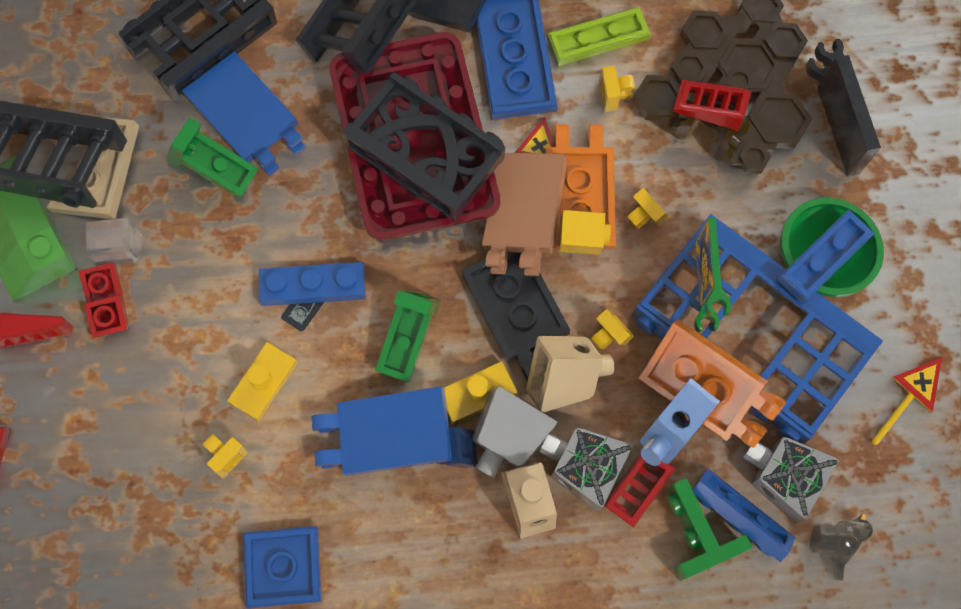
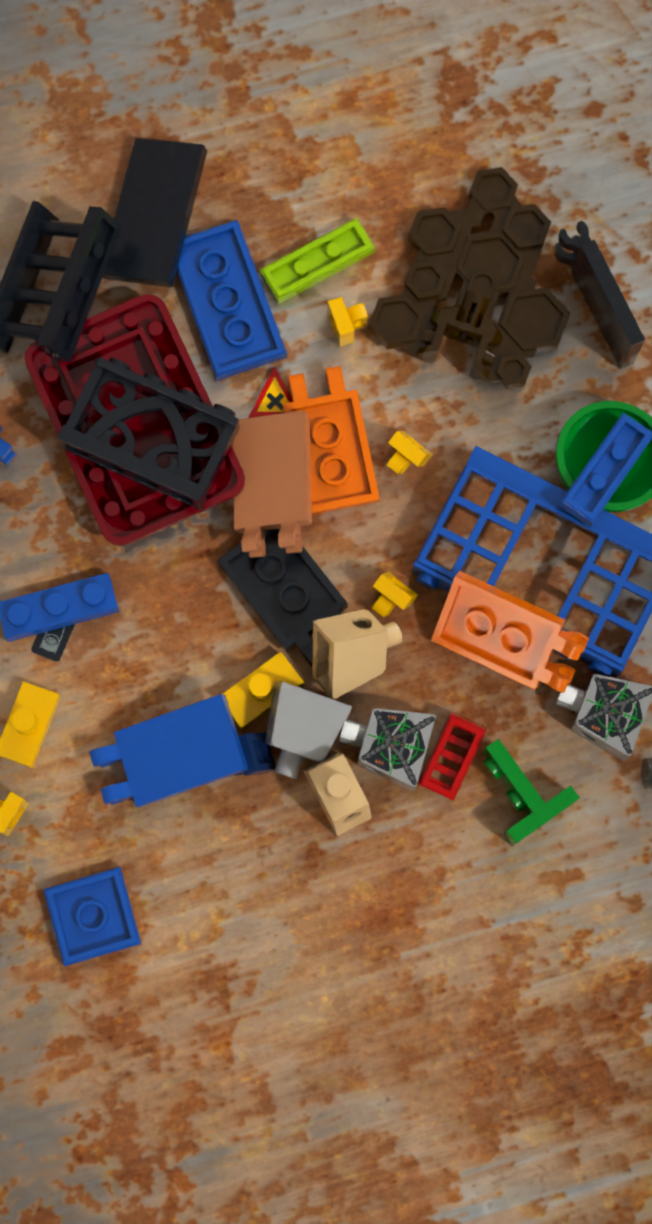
camera: 10 degrees left, 5 degrees up
(406, 334) = (172, 642): green bracket -> none
(583, 232) = (341, 494): yellow brick -> none
(669, 431) = (474, 690): medium blue torso -> none
(709, 276) = (484, 521): flag -> none
(721, 116) = (468, 307): red slope -> none
(743, 515) = (566, 764): blue plate -> none

